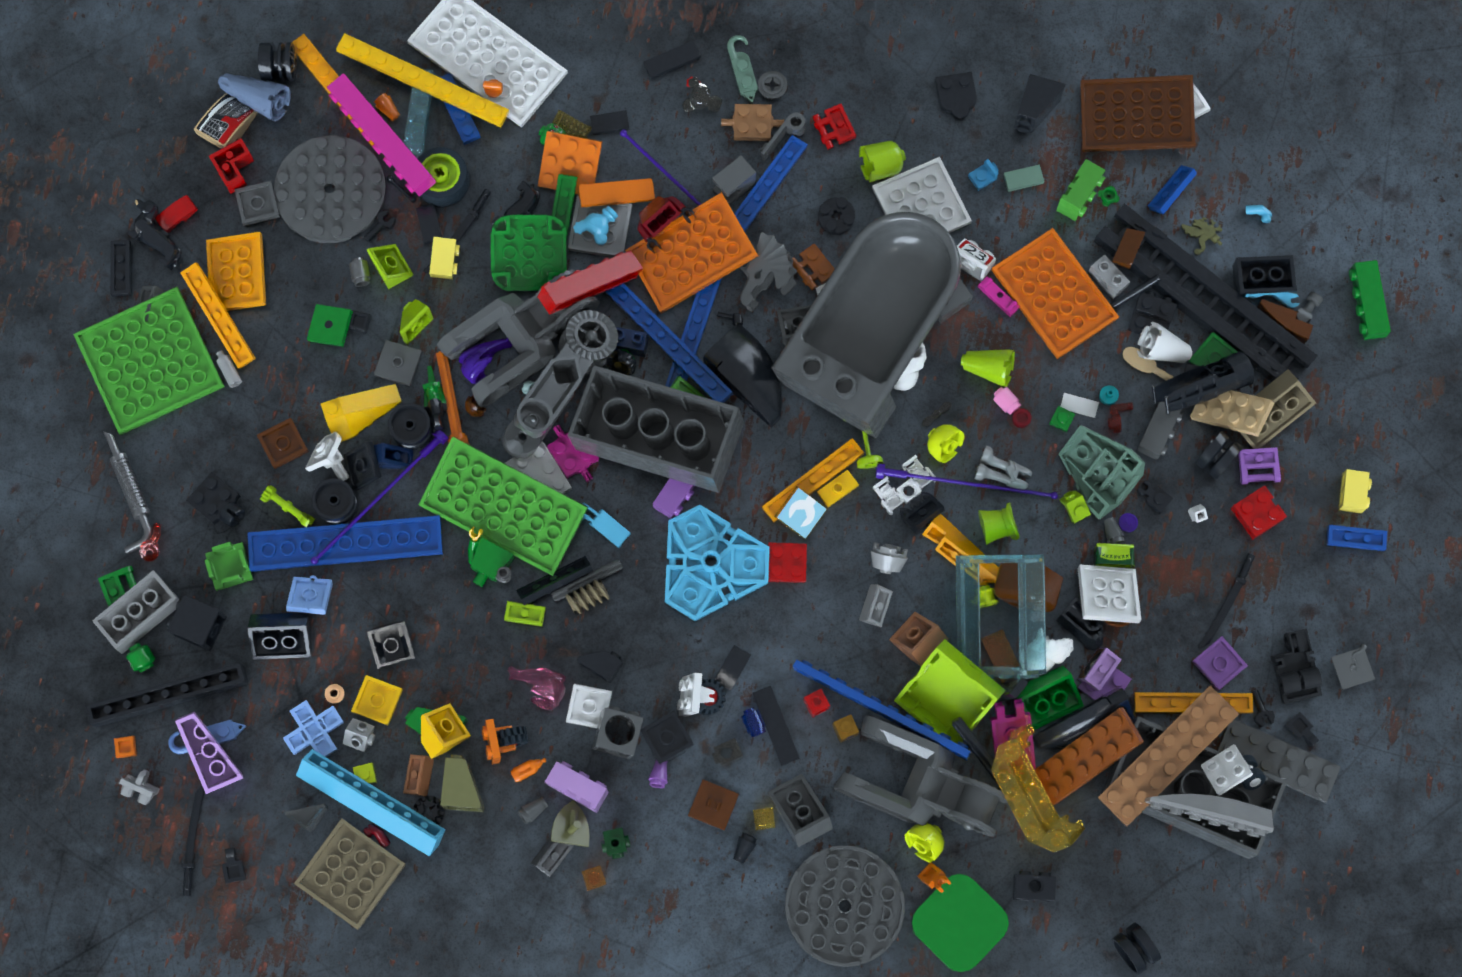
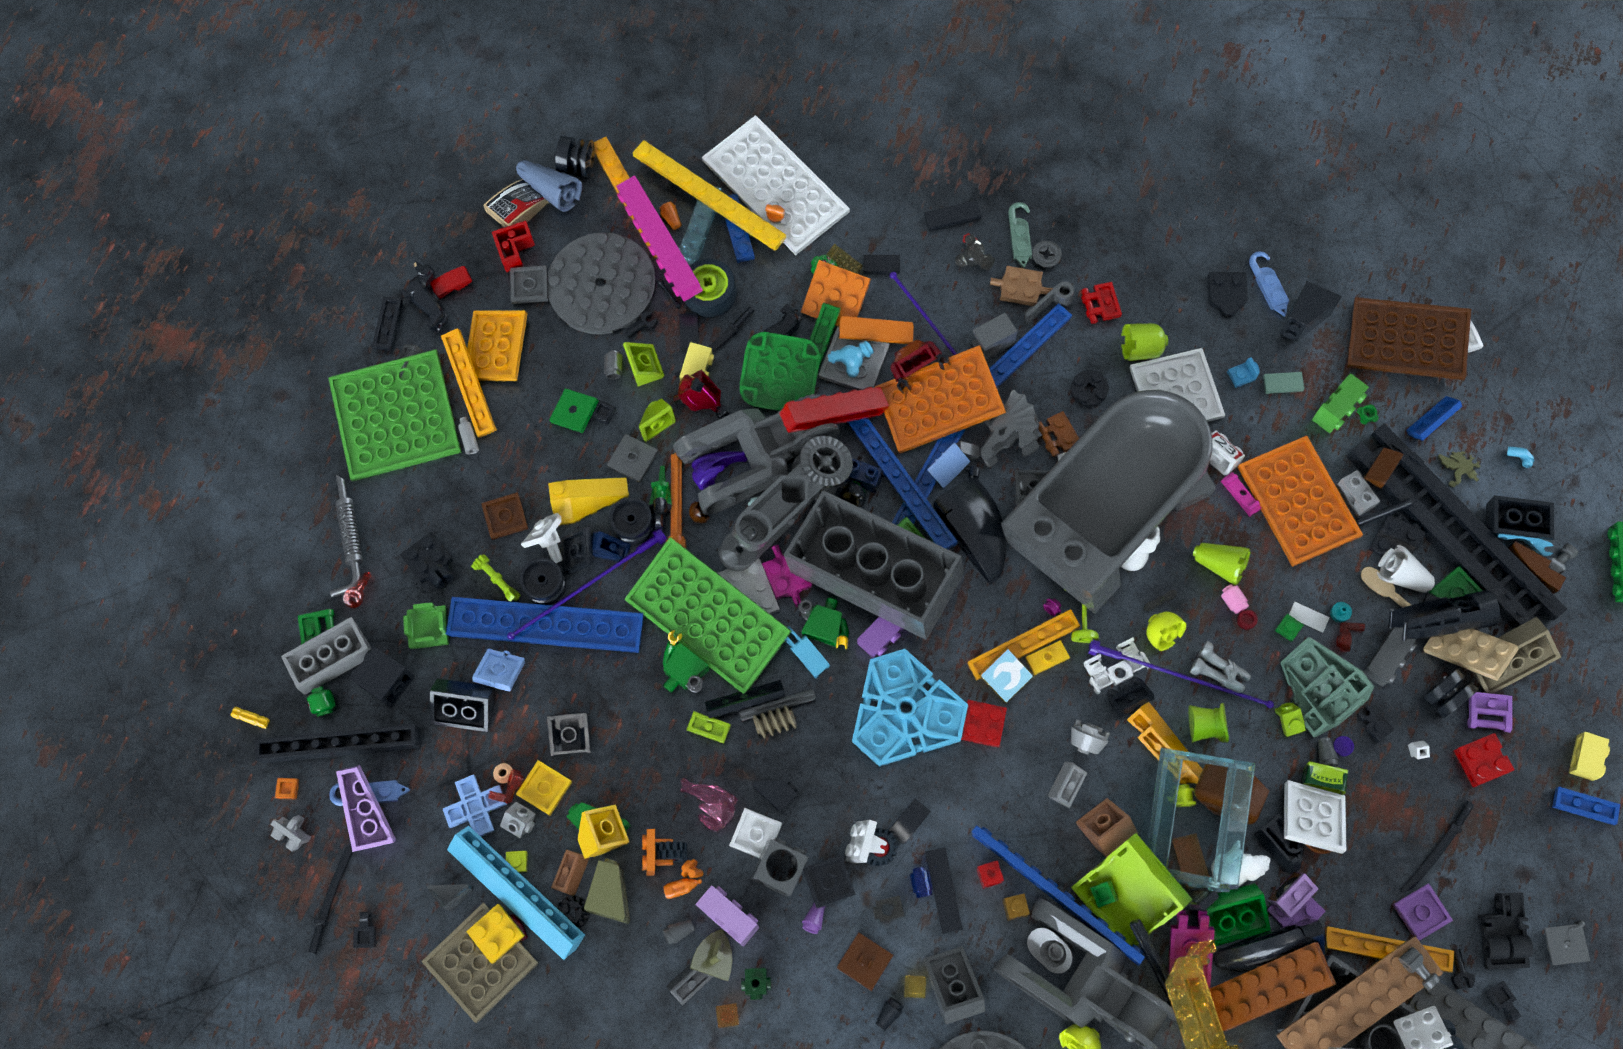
camera: 15 degrees right, 5 degrees down
(71, 685) = (250, 717): none -> yellow axle
(347, 698) = (514, 780): none -> clear red plate
(359, 844) = (495, 933): none -> yellow plate
(452, 287) = (700, 393): none -> dark red torso
(533, 751) = (689, 869): none -> orange plate
(618, 493) = (824, 623): none -> green torso
(711, 317) = (948, 465): none -> light blue piece
(726, 299) = (970, 450): none -> dark grey piece
(834, 438) = (1052, 606): none -> magenta plate
(883, 761) = (1050, 950): none -> light grey piece
(925, 700) = (1104, 894): none -> green plate
(996, 80) = (1269, 284): none -> medium blue plate
(1209, 709) = (1413, 962): none -> dark grey leg

